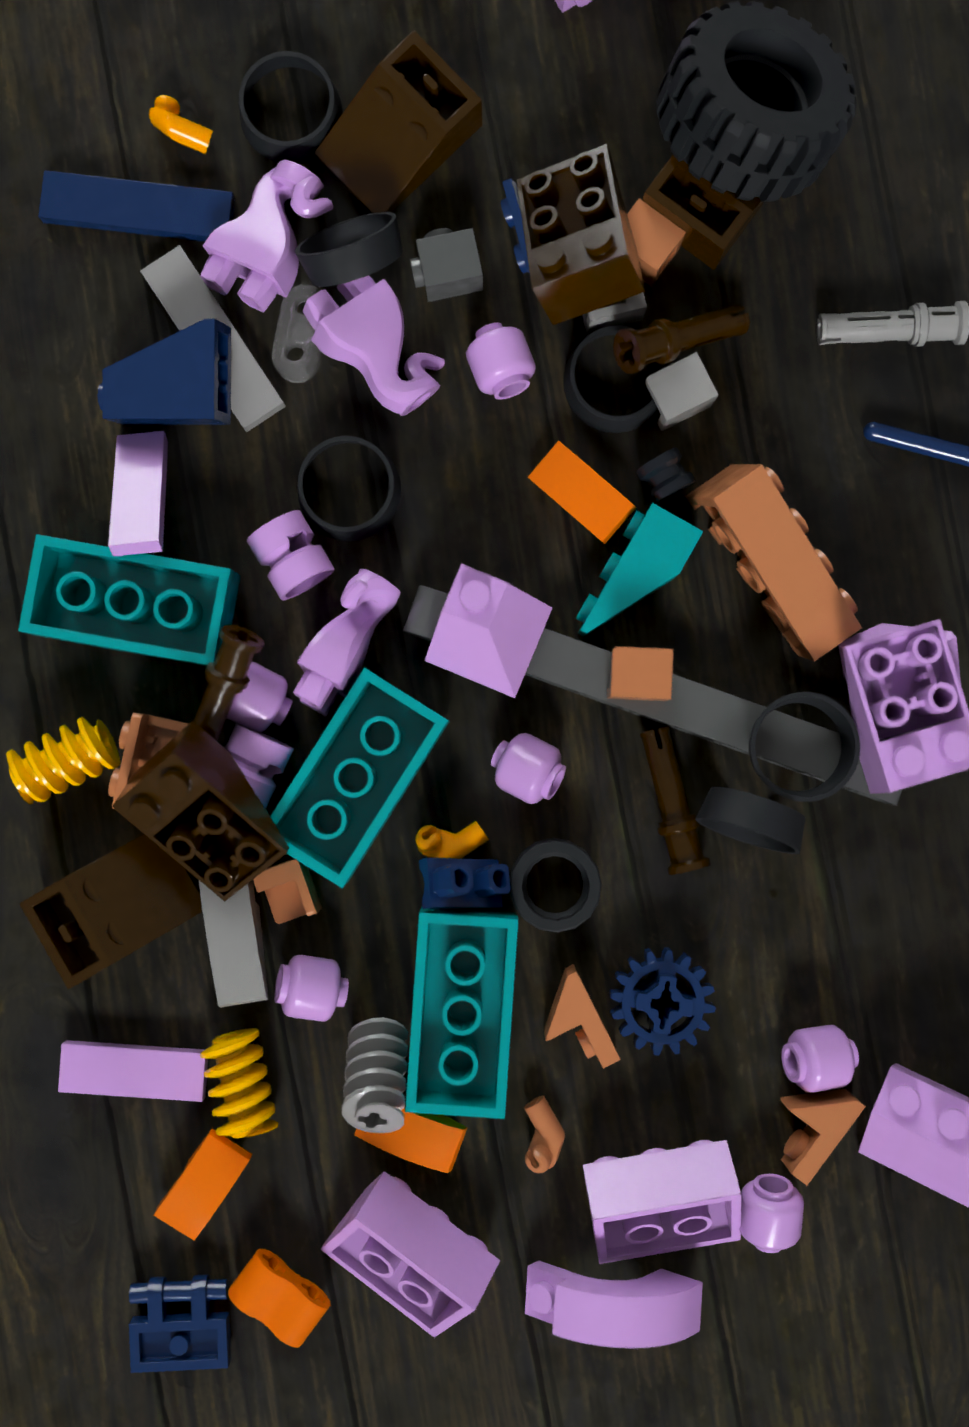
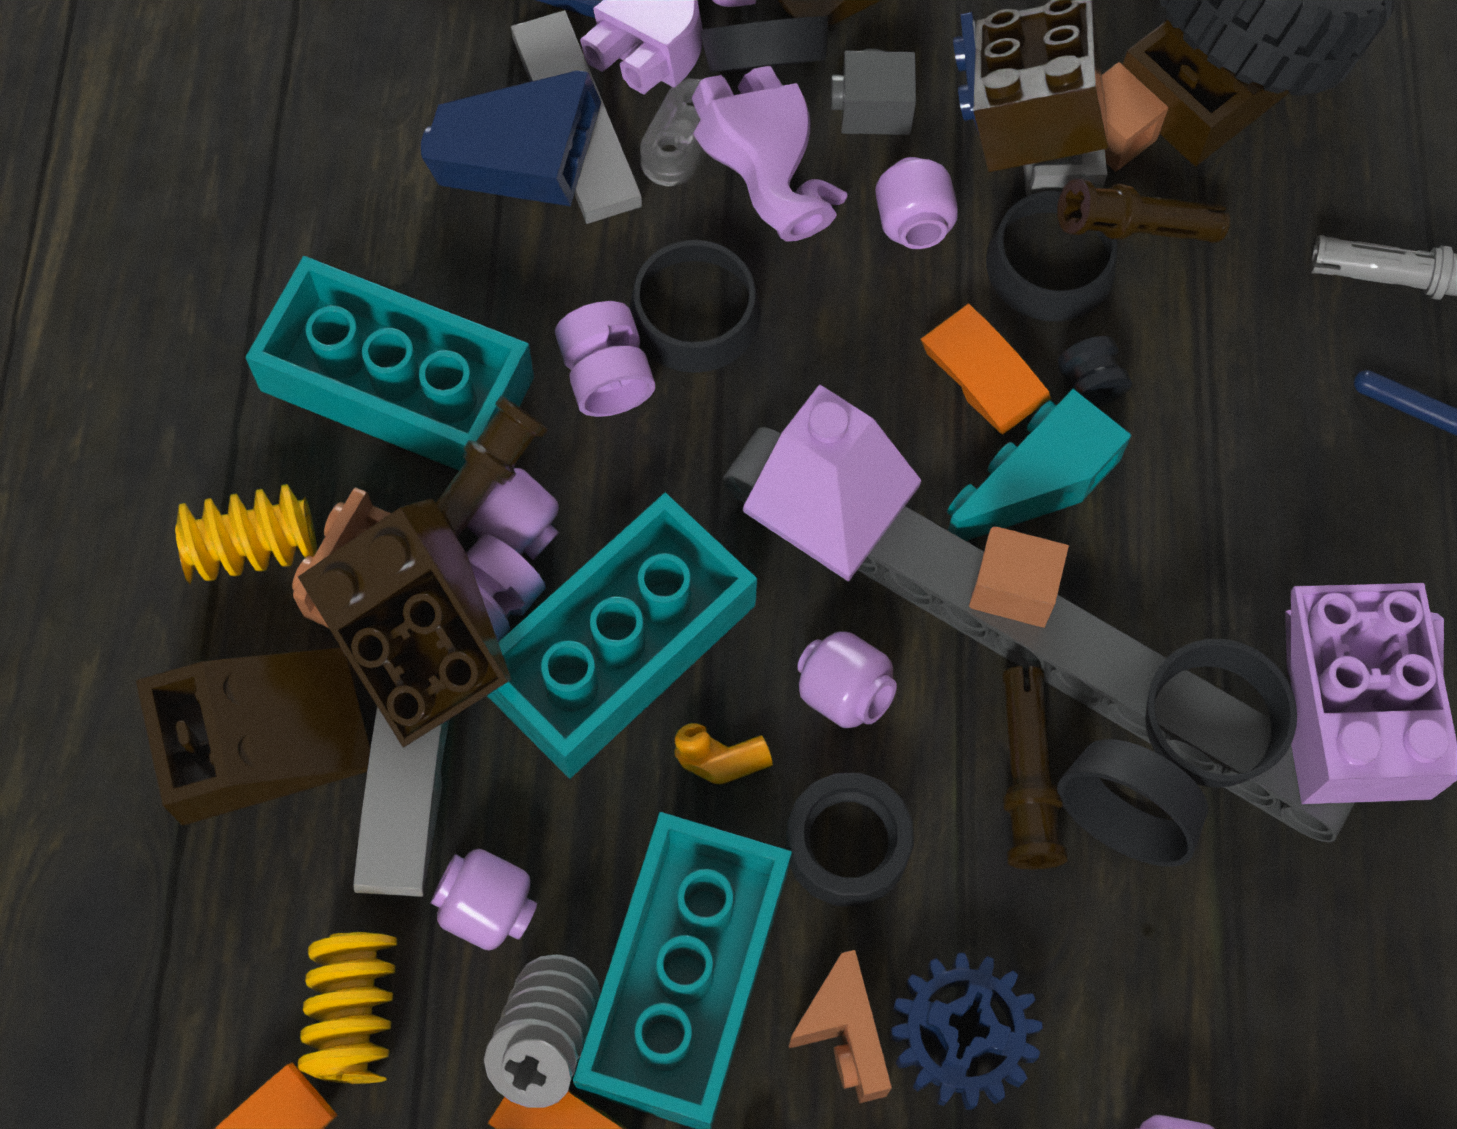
camera: 10 degrees right, 20 degrees down
(132, 1071) = (207, 963): lavender tile -> none
(138, 494) = (439, 247): lavender tile -> none
(289, 890) = (488, 764): nougat panel -> none
(338, 650) = (639, 468): lavender hips -> none
(463, 883) = (721, 797): dark blue hips -> none
(681, 390) = (1132, 281): light grey panel -> none
(778, 557) = (1220, 489): nougat wedge -> none

